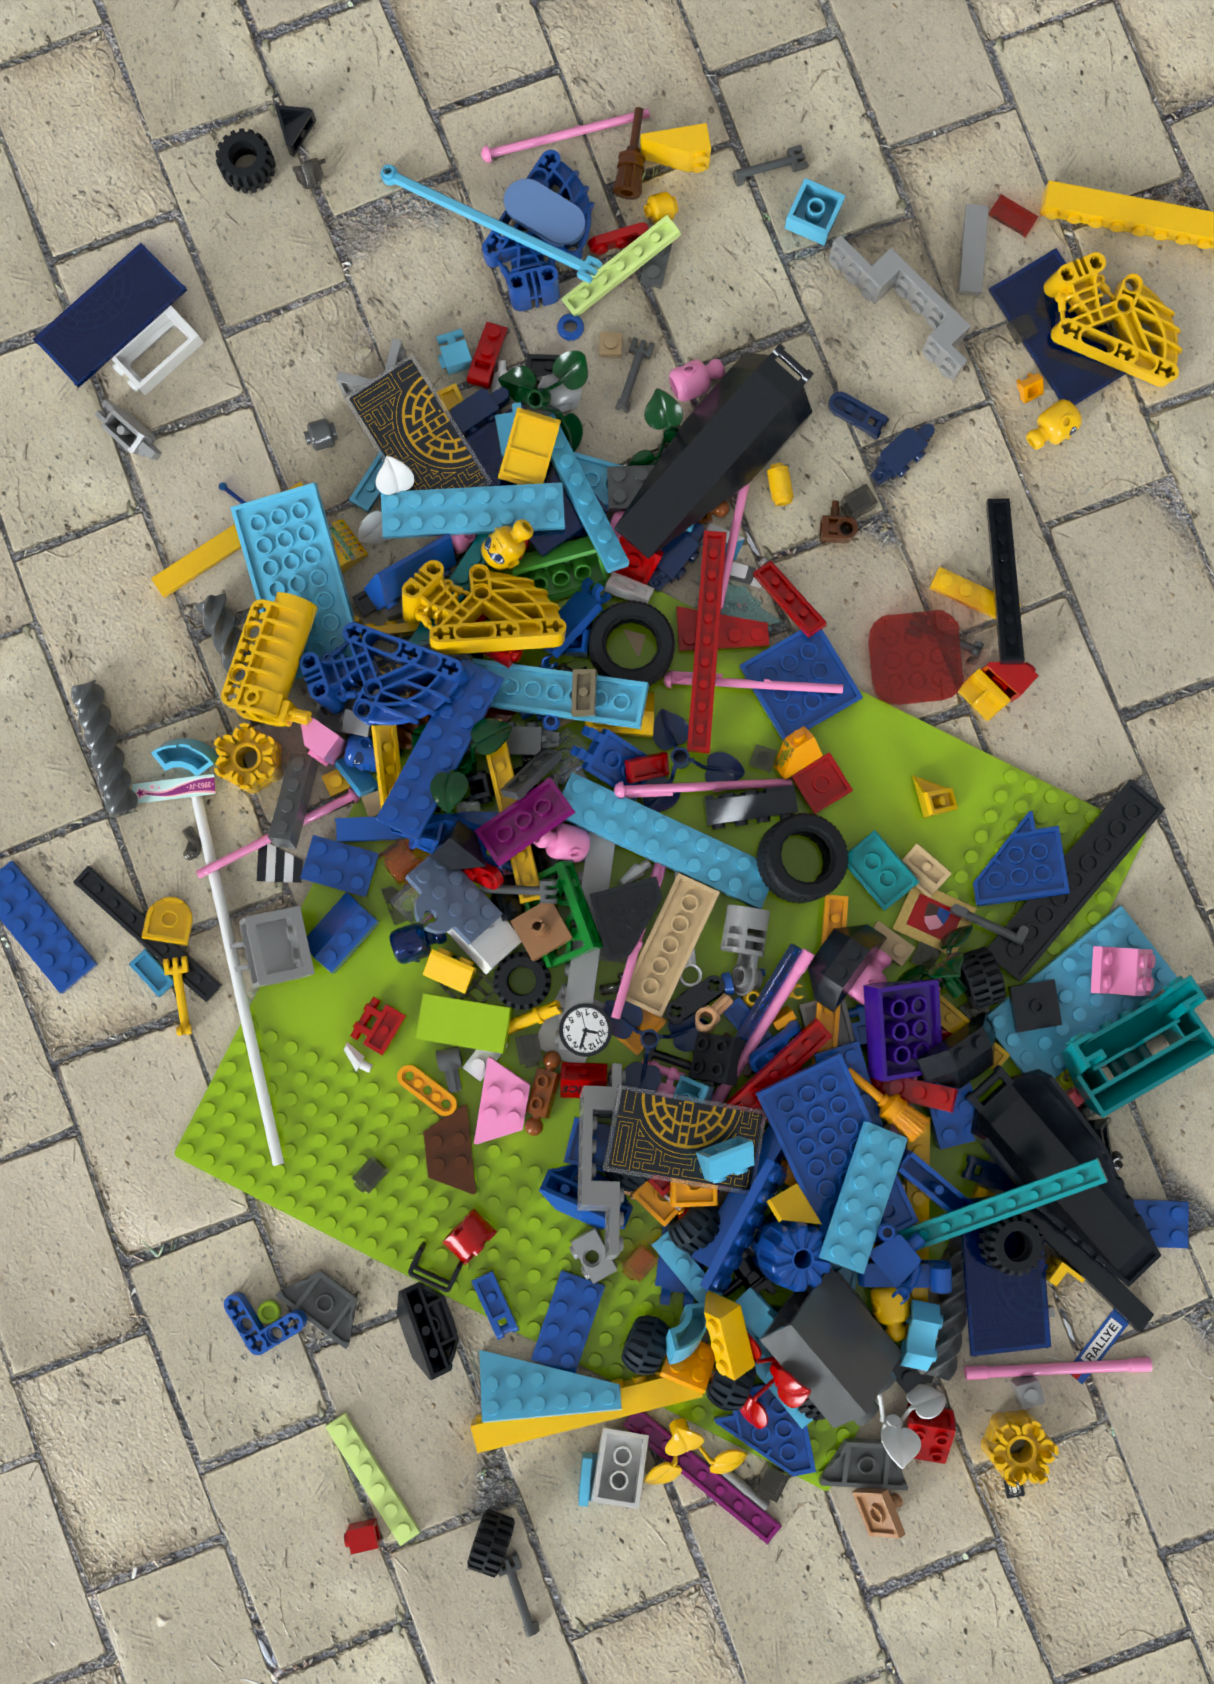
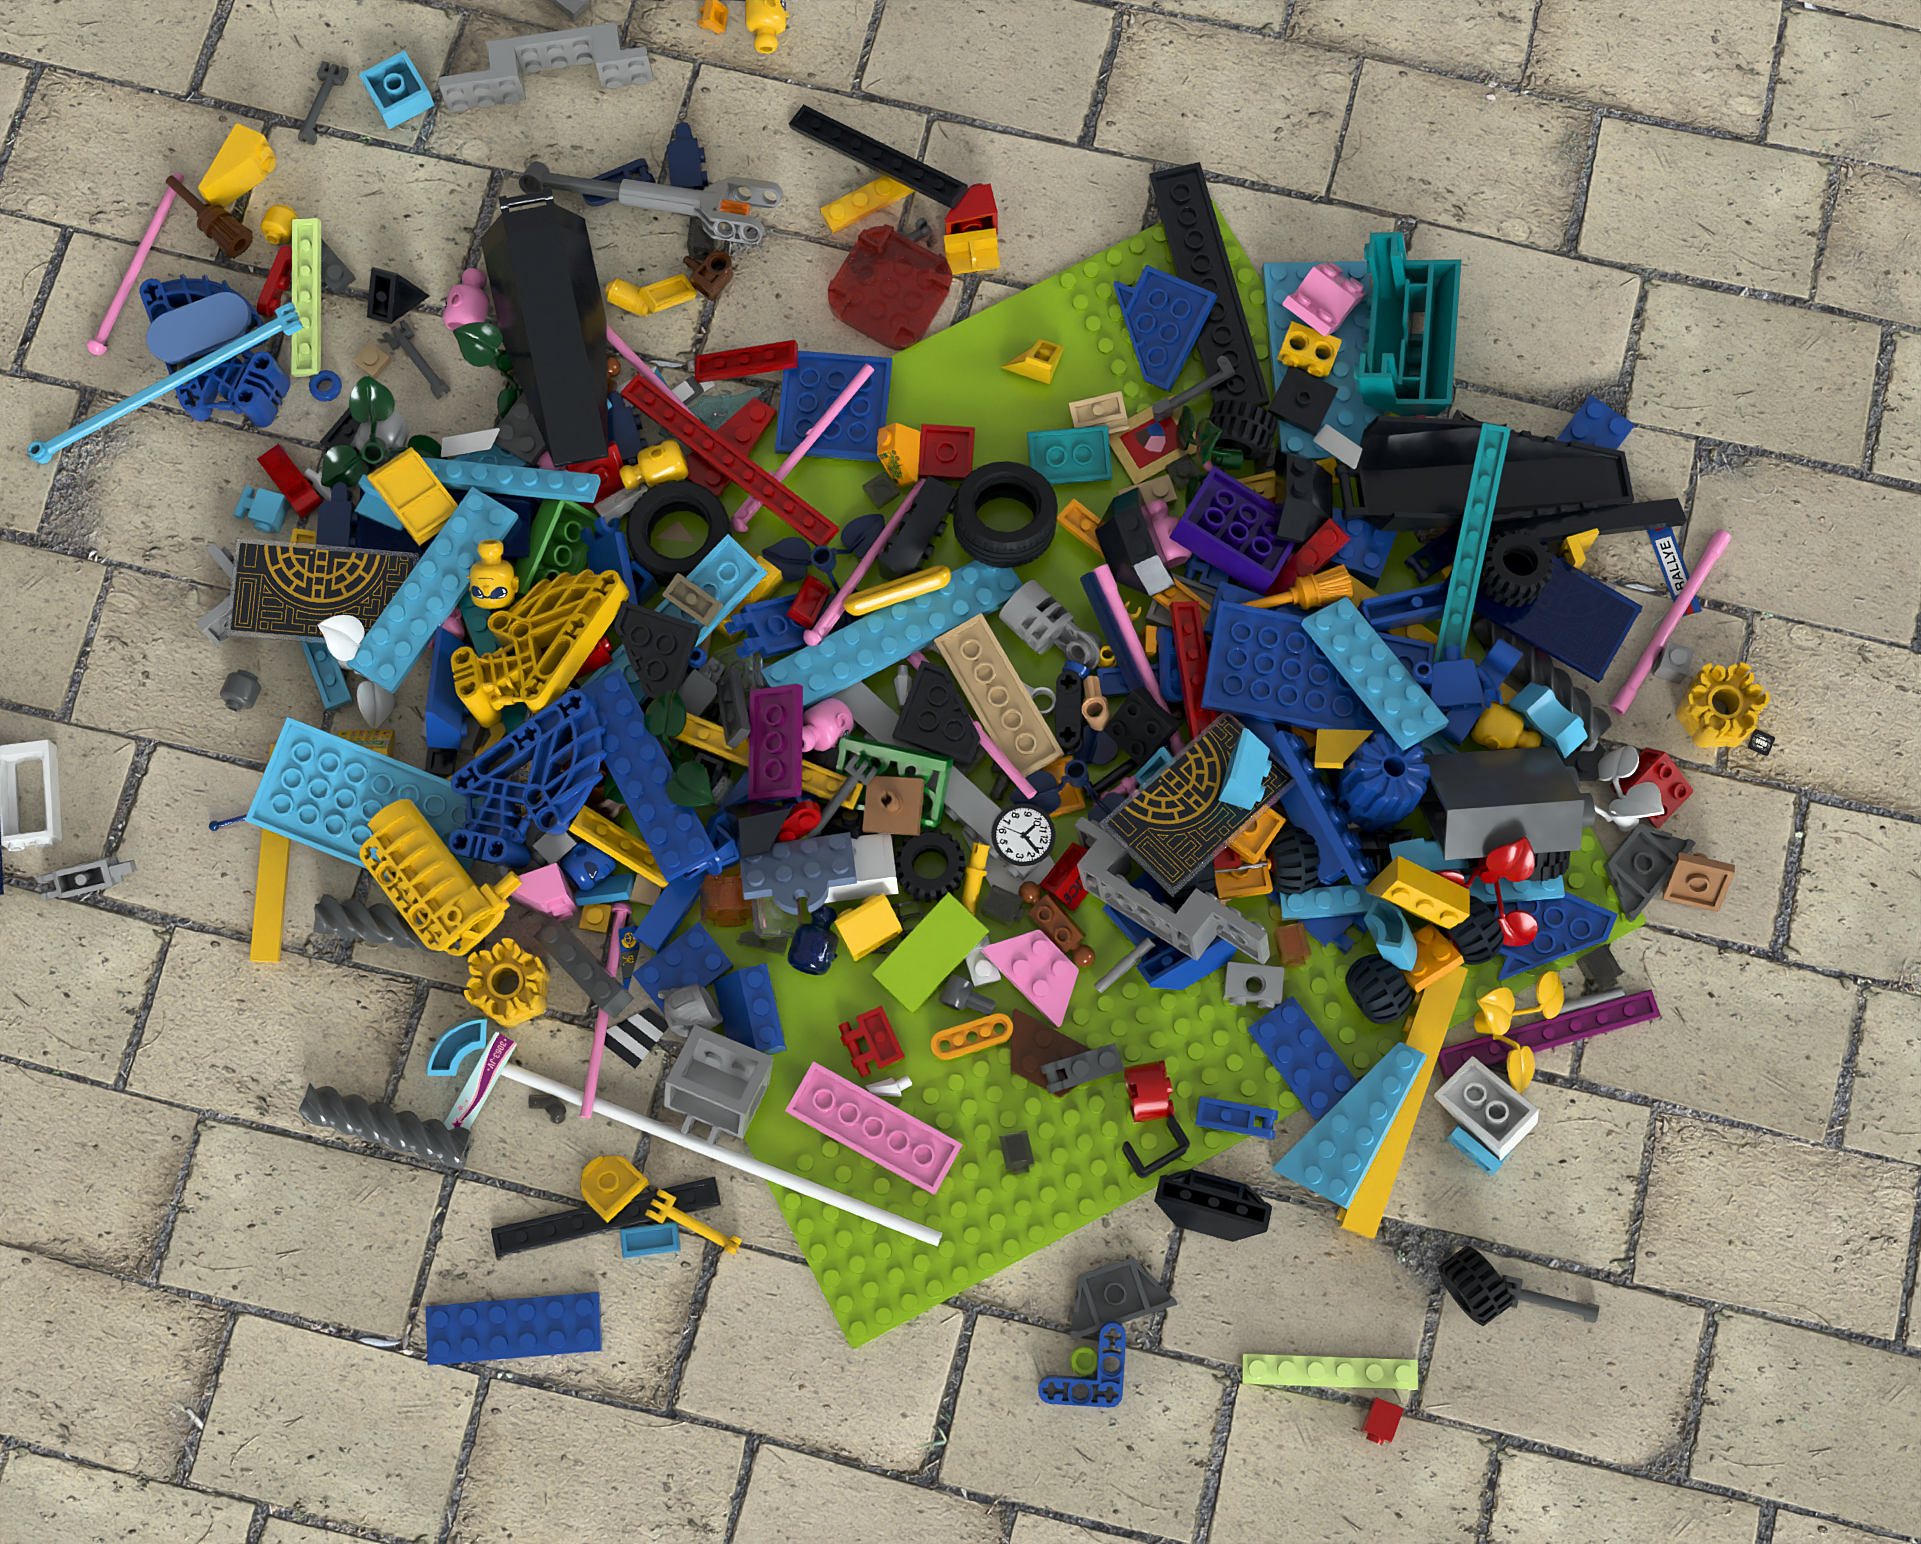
camera: 55 degrees left, 10 degrees down
(312, 893) = (689, 1007): none -> light grey helmet
(321, 1068) = (874, 1128): none -> bright pink plate
(326, 821) = (628, 953): none -> sticker
(455, 1180) = (1083, 1067): none -> dark grey plate
(535, 692) = (656, 647): none -> black plate
(546, 1159) = (1124, 964): none -> light grey piece
(595, 455) = (468, 442): none -> white sticker
(663, 323) = (391, 296): none -> black slope
(667, 595) = (655, 466): none -> yellow piece
(695, 823) = (897, 590): none -> yellow piece
(801, 508) = (668, 293): none -> yellow tile
(882, 489) = (713, 205): none -> light grey piece
(1017, 1056) = (1339, 446): none -> white sticker
(1080, 982) = (1311, 343): none -> yellow brick

